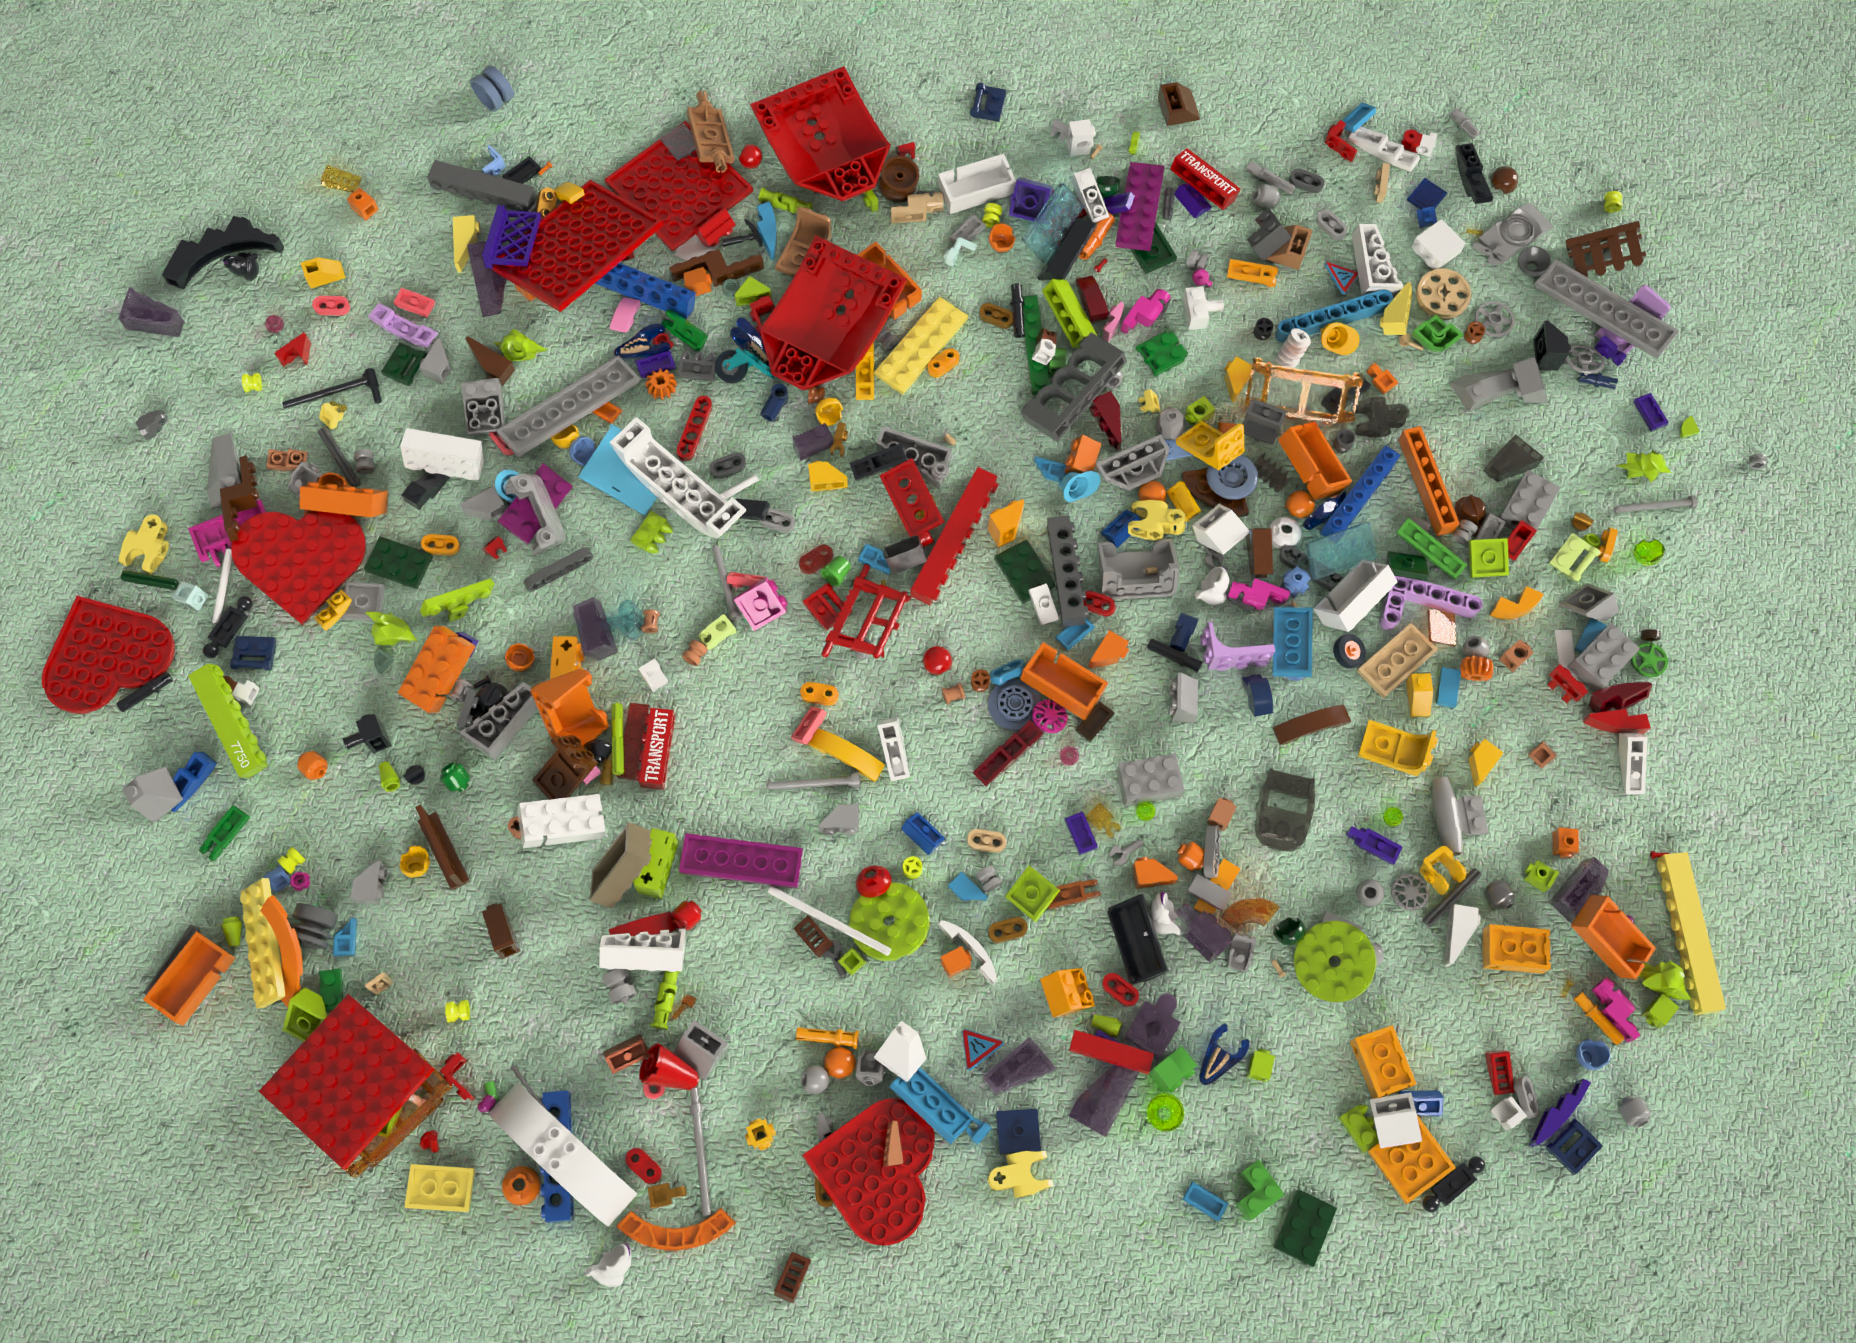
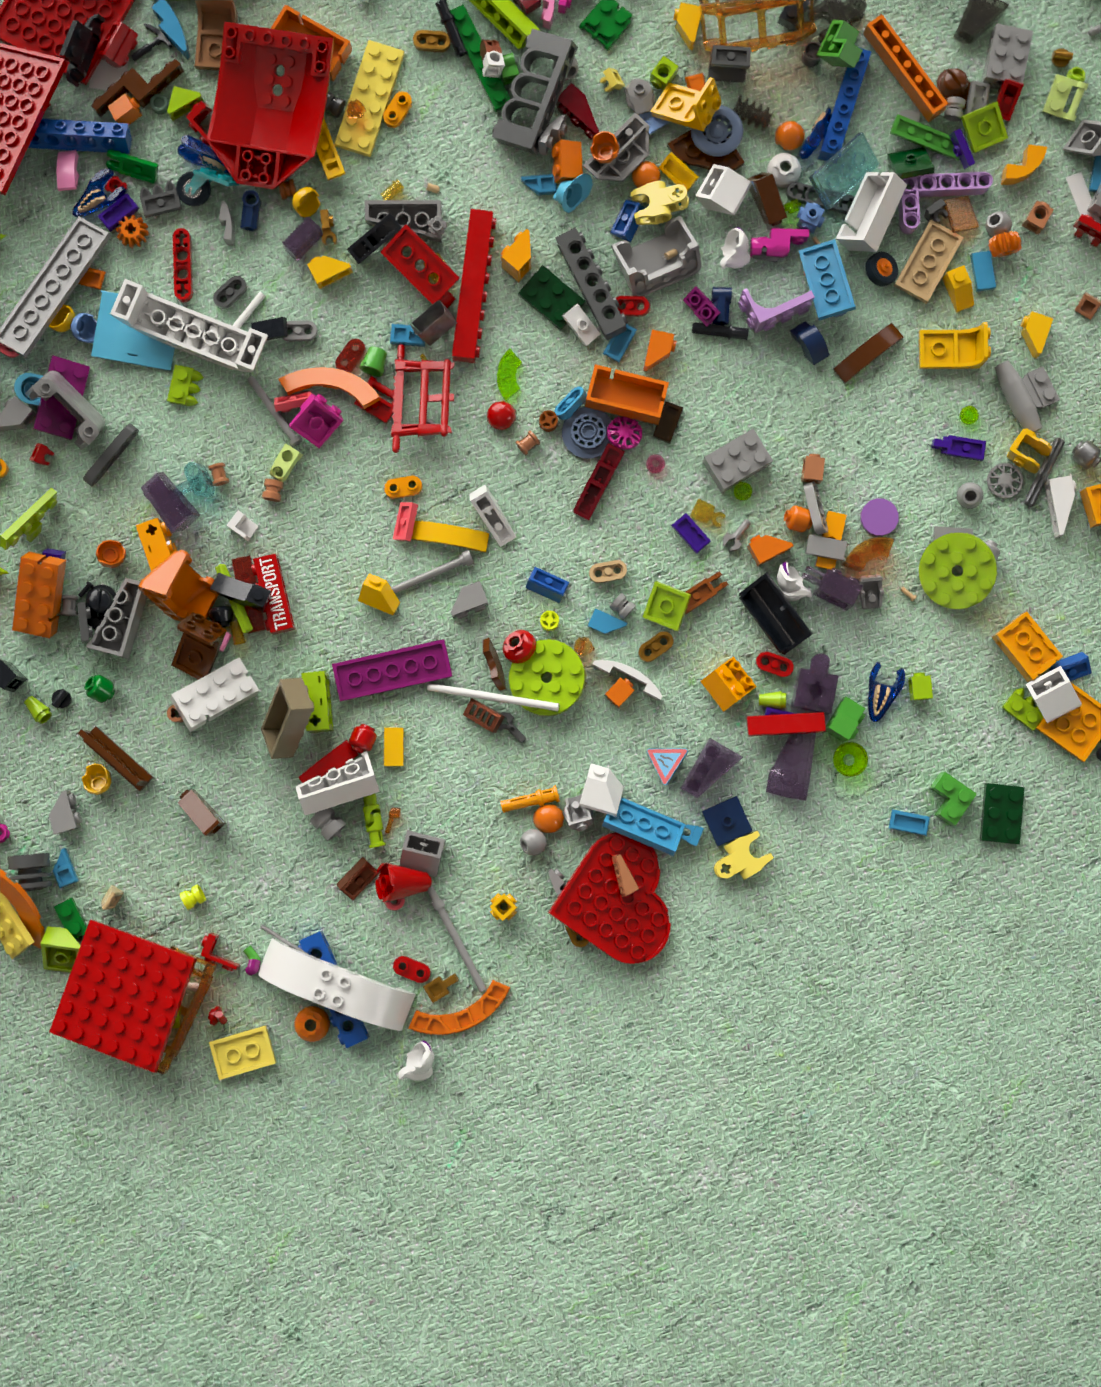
camera: 20 degrees left, 15 degrees up
(626, 734) = (241, 592): none -> black slope
(680, 216) = (80, 47): none -> black plate
(713, 935) = (393, 746): none -> yellow tile
(750, 404) = (226, 220): none -> light grey slope
(756, 783) = (379, 594): none -> yellow slope
(785, 1295) = (577, 1032): copper slope -> none
(788, 571) = (333, 379): none -> tile
(842, 890) = (494, 664): none -> reddish brown tile
(852, 961) = (527, 725): lime slope -> none
(904, 348) = (355, 109): none -> clear orange plate
(912, 428) = (395, 188): none -> clear yellow pin
(936, 904) = (583, 646): none -> clear orange plate
(956, 626) = (507, 374): none -> clear neon green tile
(1076, 428) = (552, 134): none -> light grey slope
(1121, 453) = (604, 147): none -> orange hair
(1164, 626) = (701, 305): none -> magenta slope
(1184, 699) = (743, 371): light grey slope -> none
(1208, 560) = (721, 216): light grey bar -> none
(1273, 883) = (879, 517): none -> medium lavender tile
(1279, 827) = (873, 462): clear smoke slope -> none
(1281, 566) = (792, 206): none -> clear neon green plate
(1289, 931) = (908, 557): dark green hair -> none
(1314, 460) = (790, 86): orange piece -> none
(1372, 439) = (839, 45): none -> bright green brick
(1418, 615) = (935, 210): none -> dark grey tile
(1460, 569) = (961, 148): none -> dark purple plate
(1606, 549) = (1092, 68): light orange plate -> none

